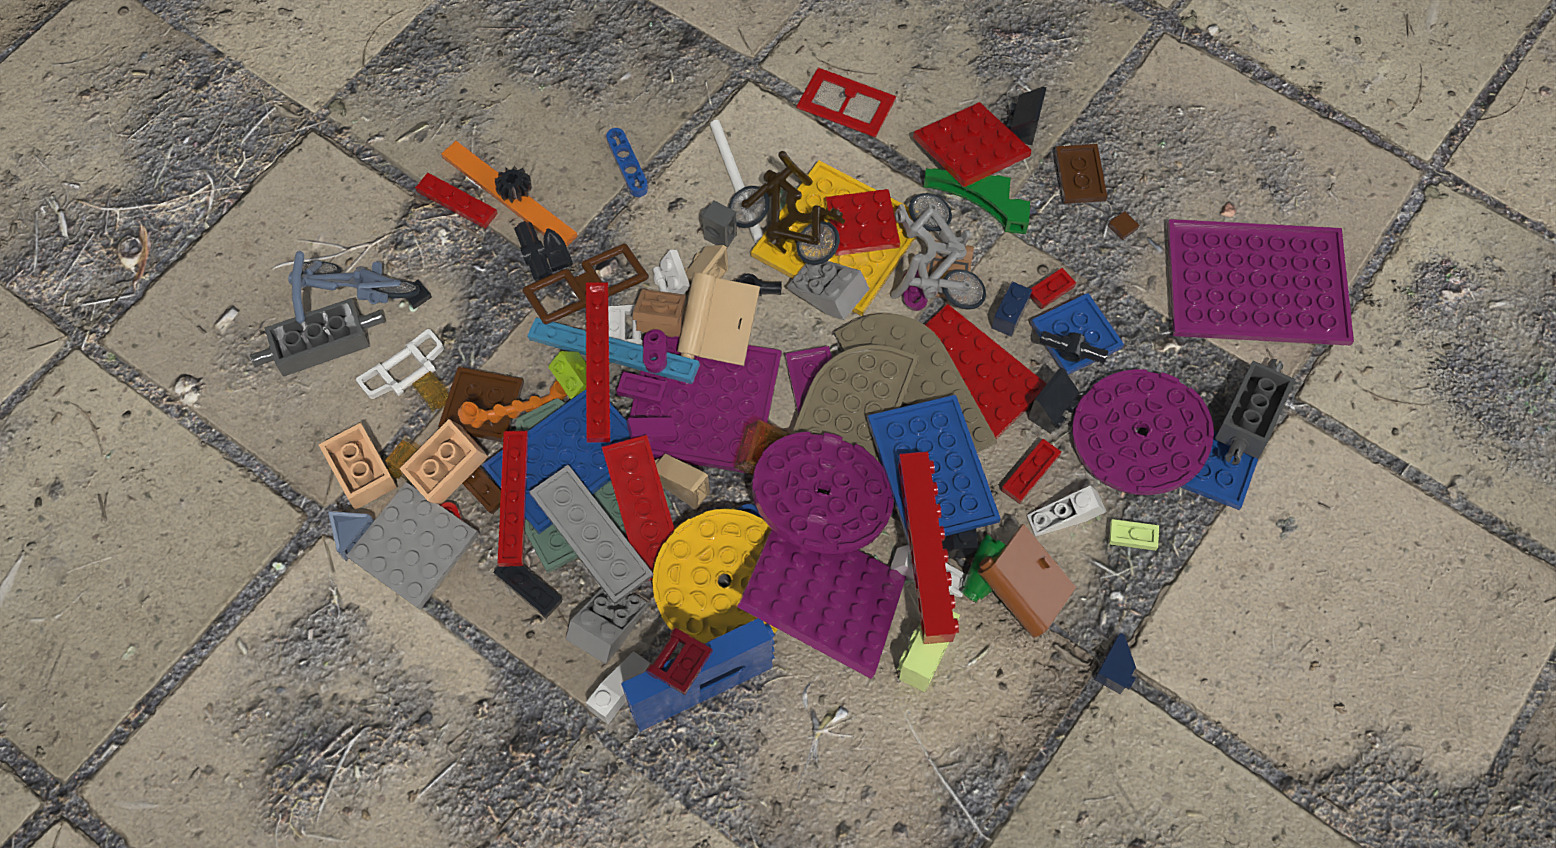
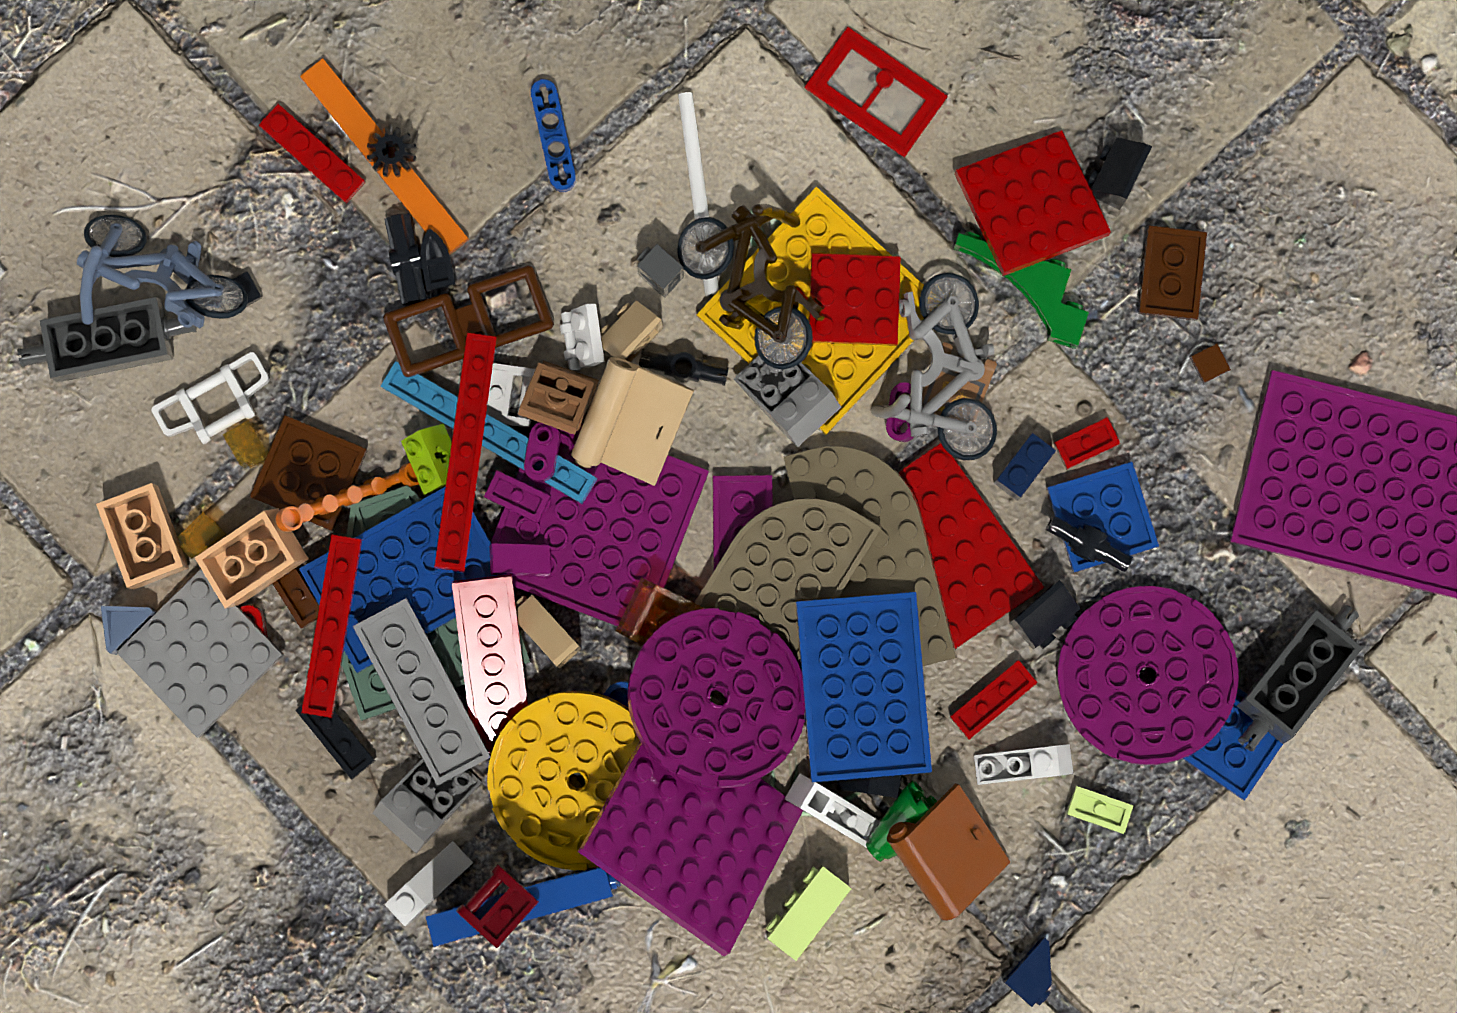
camera: 10 degrees right, 20 degrees up
(926, 548) = (828, 798): red brick -> none

